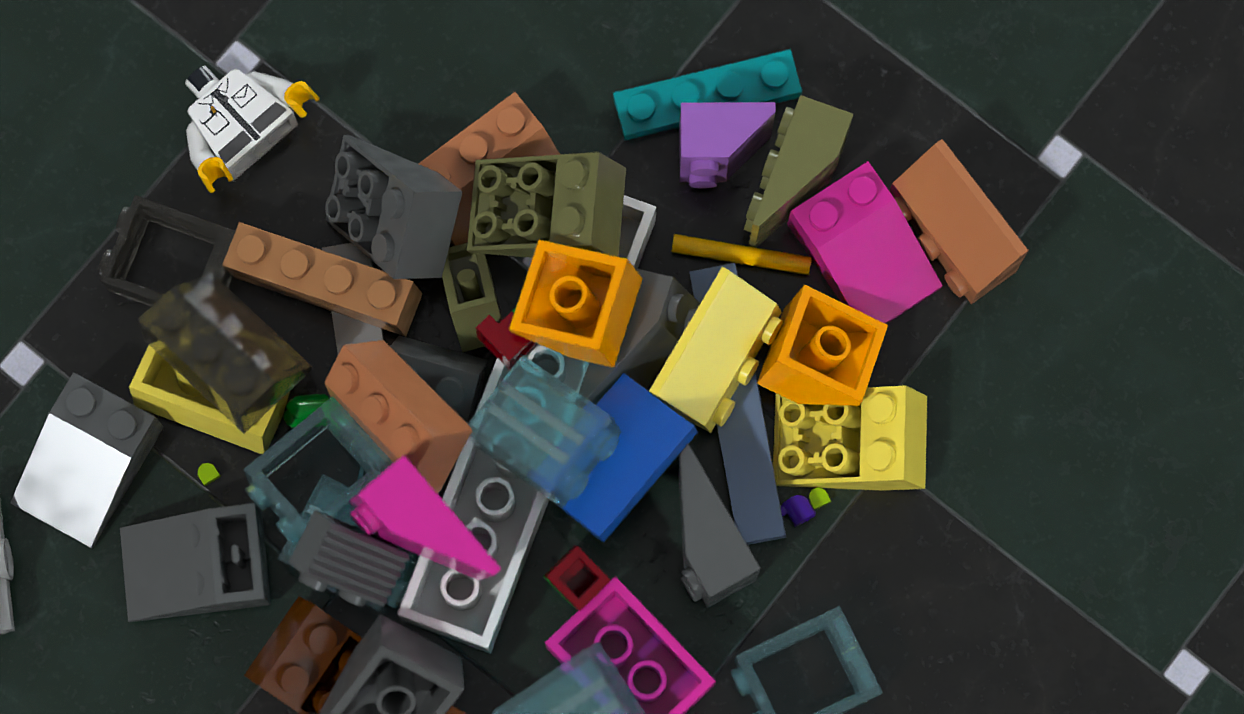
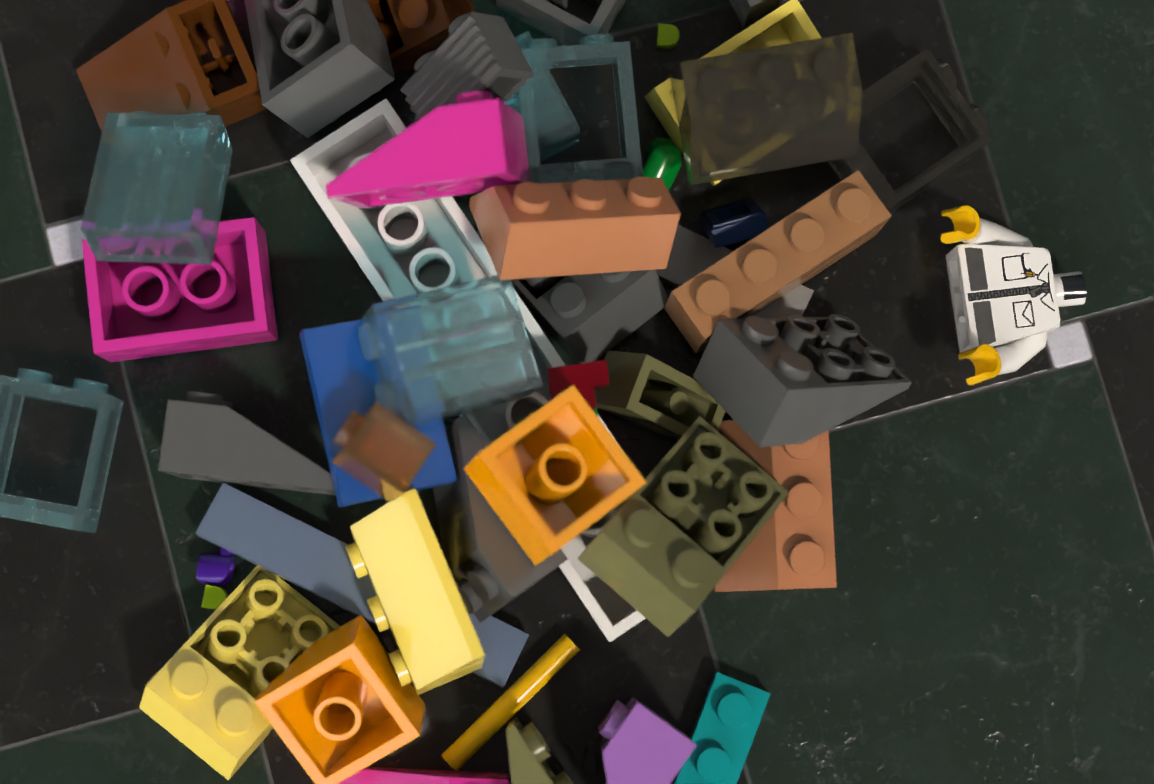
camera: 120 degrees right, 5 degrees up
(313, 330) = (733, 222): none -> dark blue tile
(576, 578) = (301, 291): dark red leg -> none
(641, 421) = (381, 451): none -> clear orange brick

